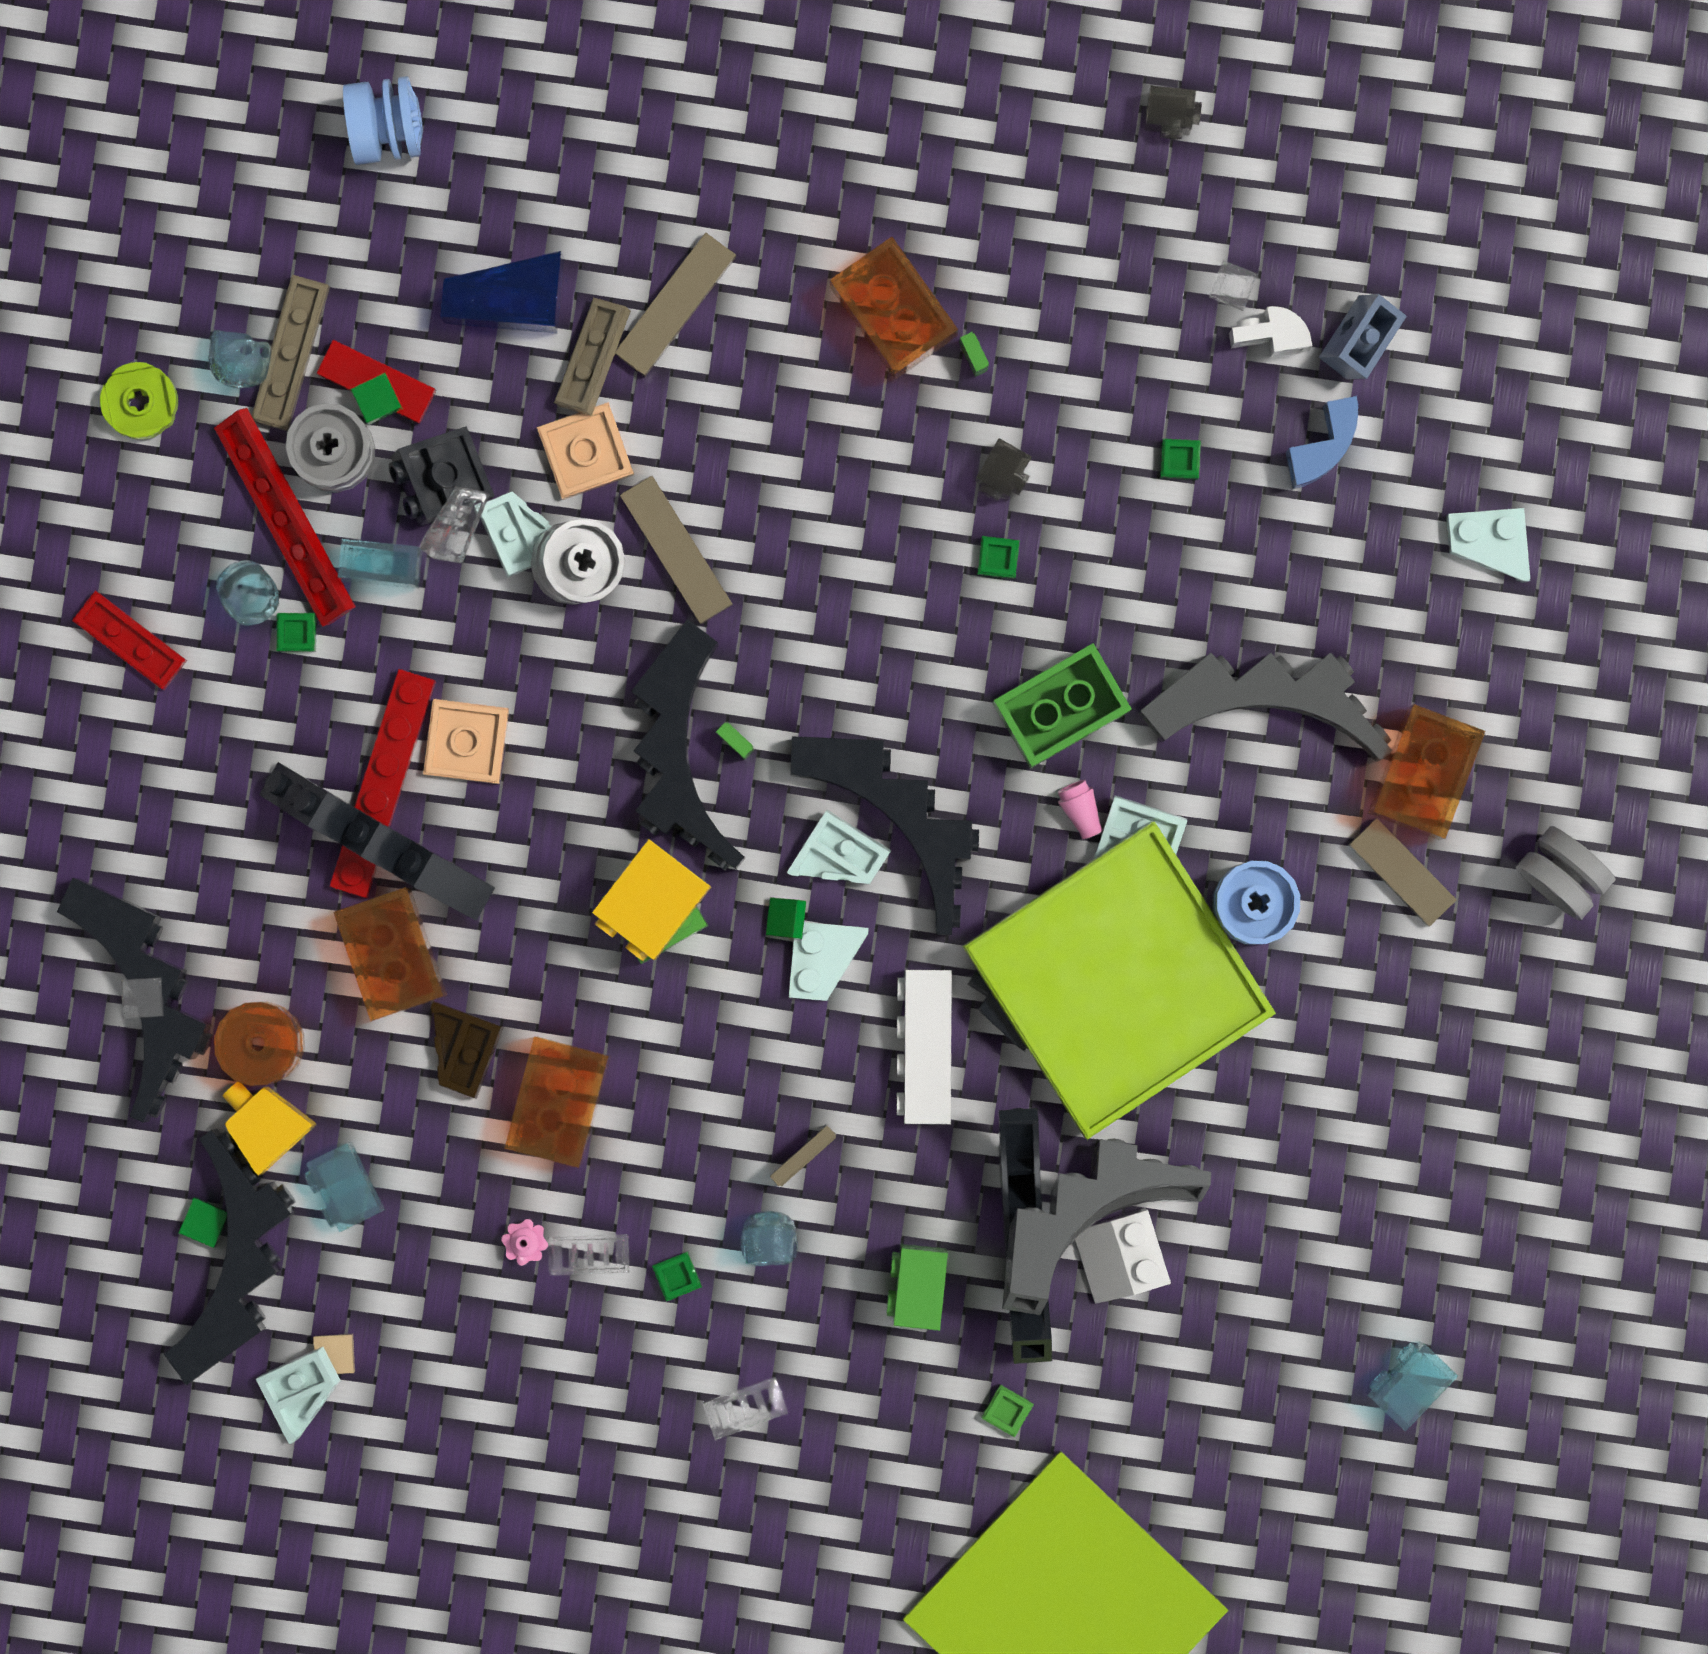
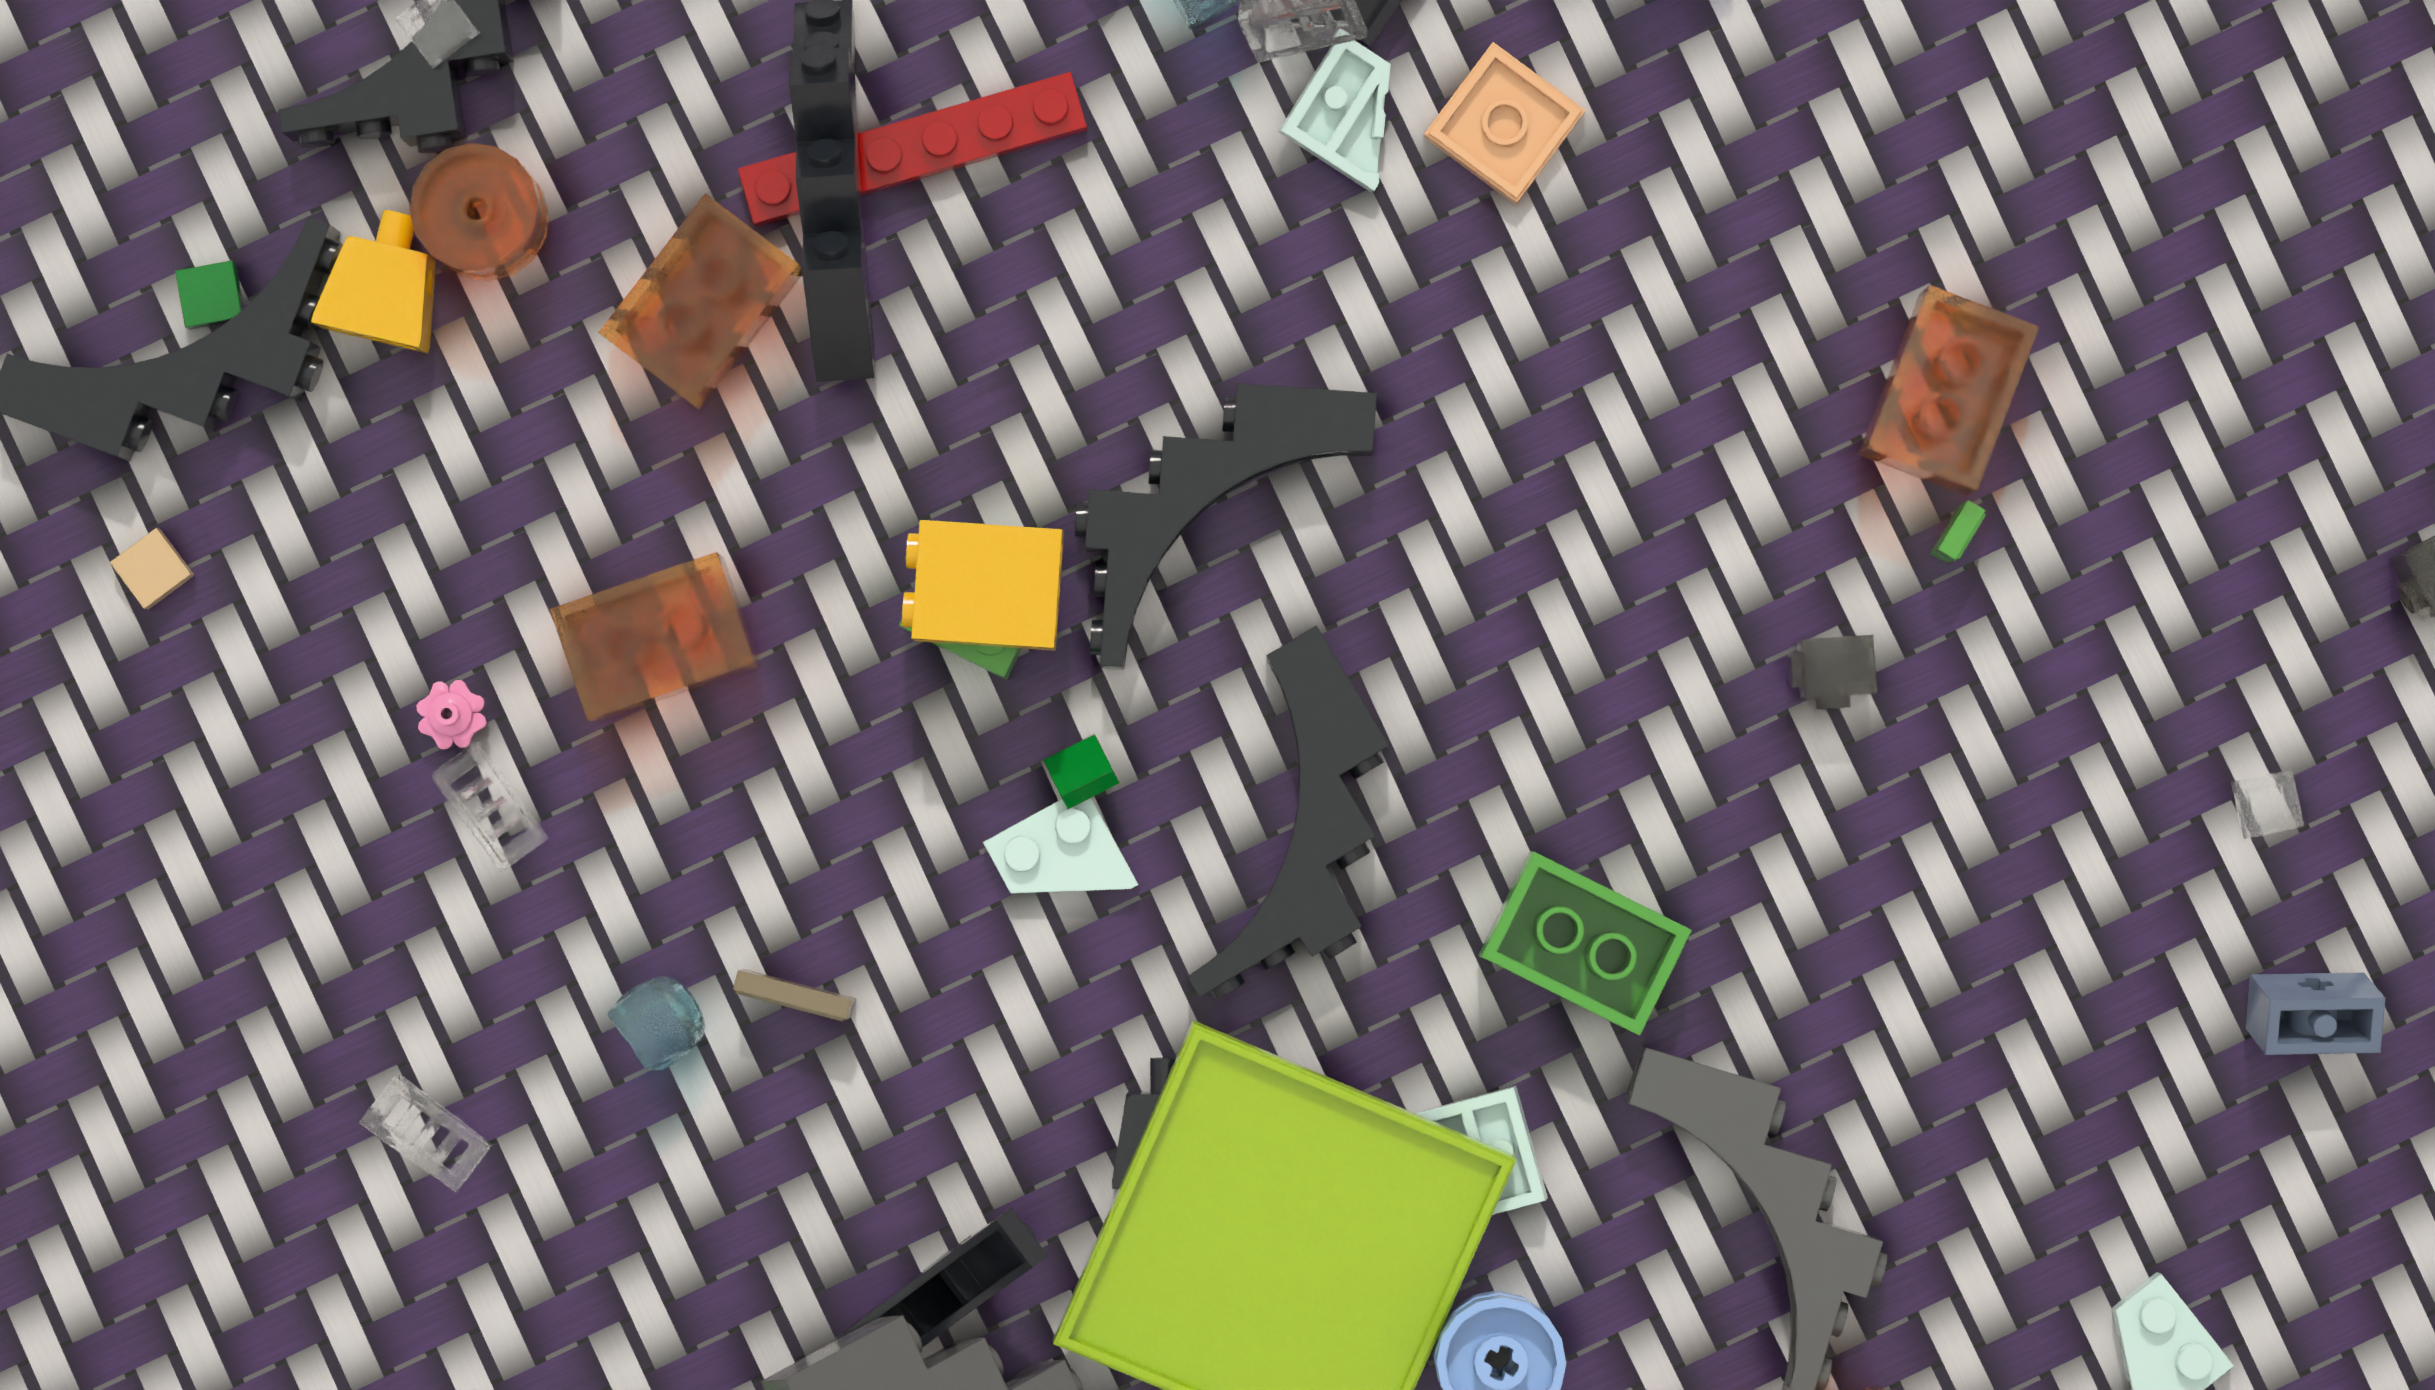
camera: 55 degrees right, 0 degrees up
(299, 1391) = (75, 555): light aqua wing -> none
(343, 1187) = (369, 440): clear light blue brick -> none
(463, 1048) = (645, 474): dark brown wing -> none
(466, 741) = (1035, 218): light nougat tile -> none
(559, 573) = (1383, 227): wheel -> none
(592, 356) = (1629, 51): dark tan tile -> none
(675, 304) = (1766, 112): dark tan tile -> none
(676, 550) = (1455, 321): dark tan tile -> none
(677, 1276) = (536, 936): green tile -> none
(735, 740) = (1263, 557): bright green tile -> none
(839, 853) = (1209, 784): light aqua wing -> none
(919, 1286) = (723, 1255): bright green brick -> none
(927, 1047) = (1036, 1060): white brick -> none
(998, 557) = (1720, 736): green tile -> none
(1080, 806) = (1471, 1052): bright pink cone -> none
(1180, 459) = (2000, 884): green tile -> none
(1282, 330) = (2252, 904): white brick -> none
(1314, 460) = (2114, 1056): medium blue brick -> none

